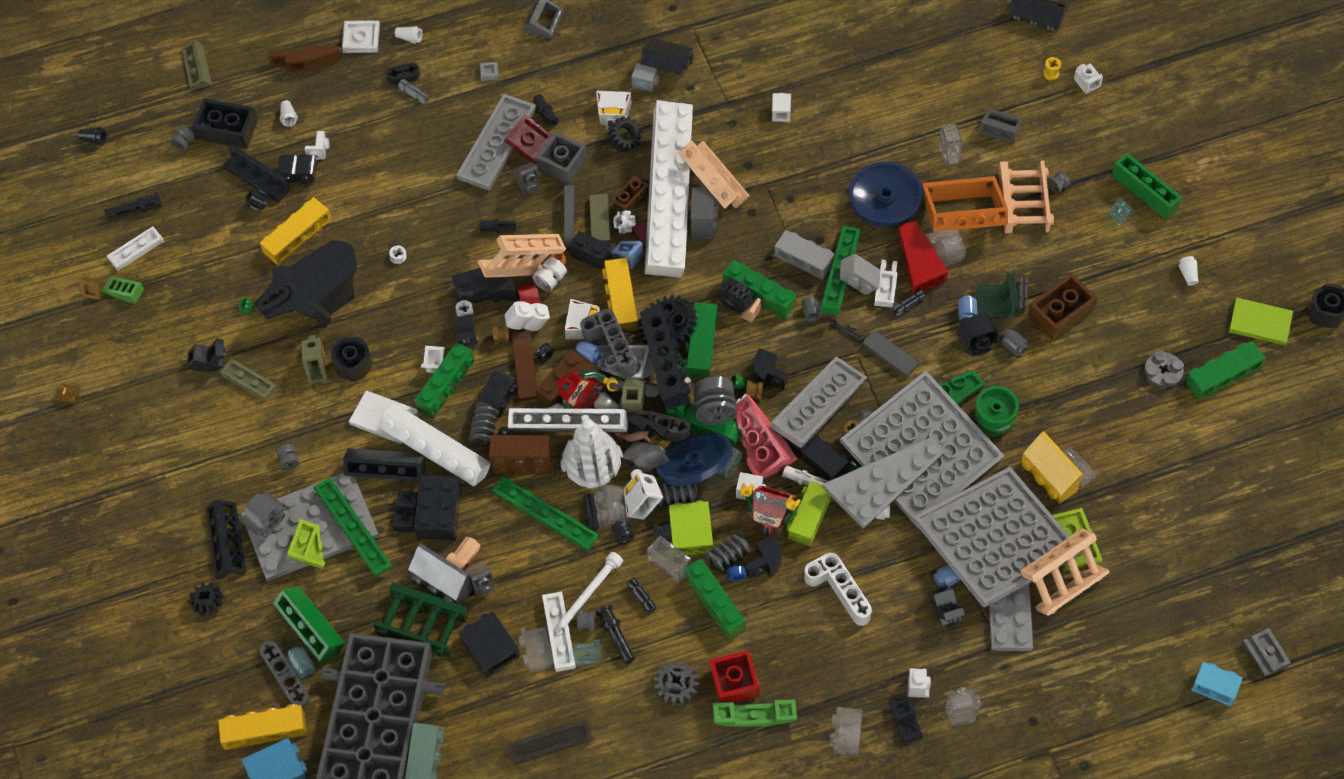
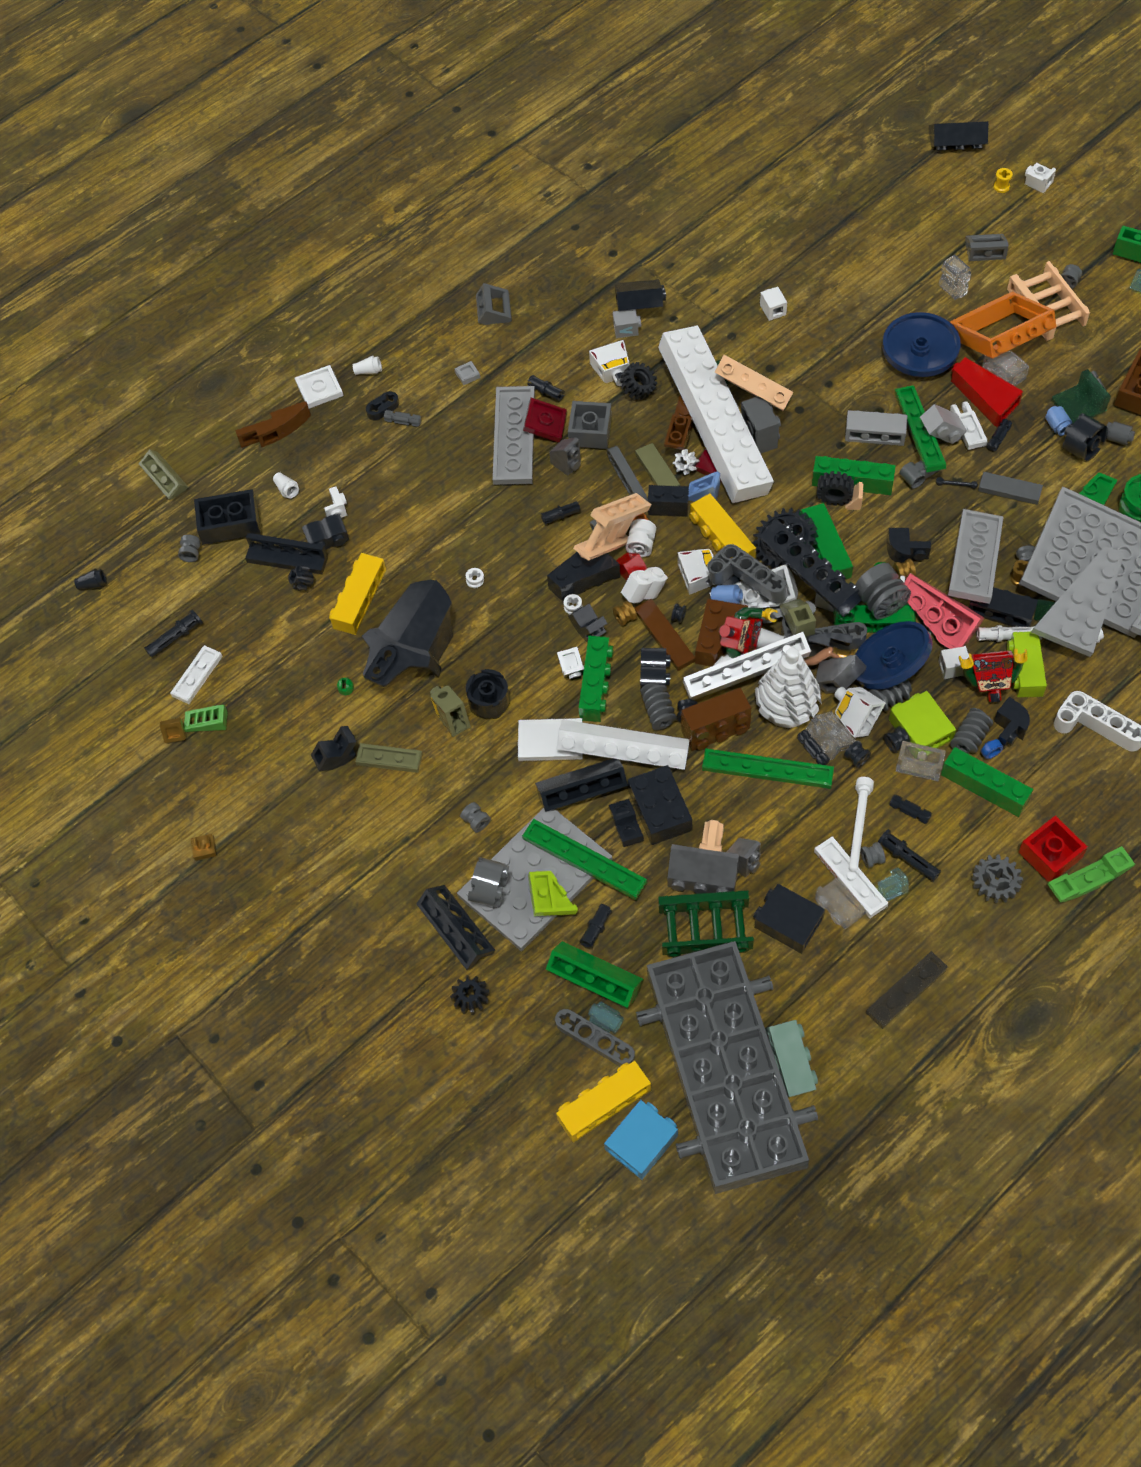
camera: 20 degrees left, 0 degrees up
(334, 585) = (595, 926): none -> black pin

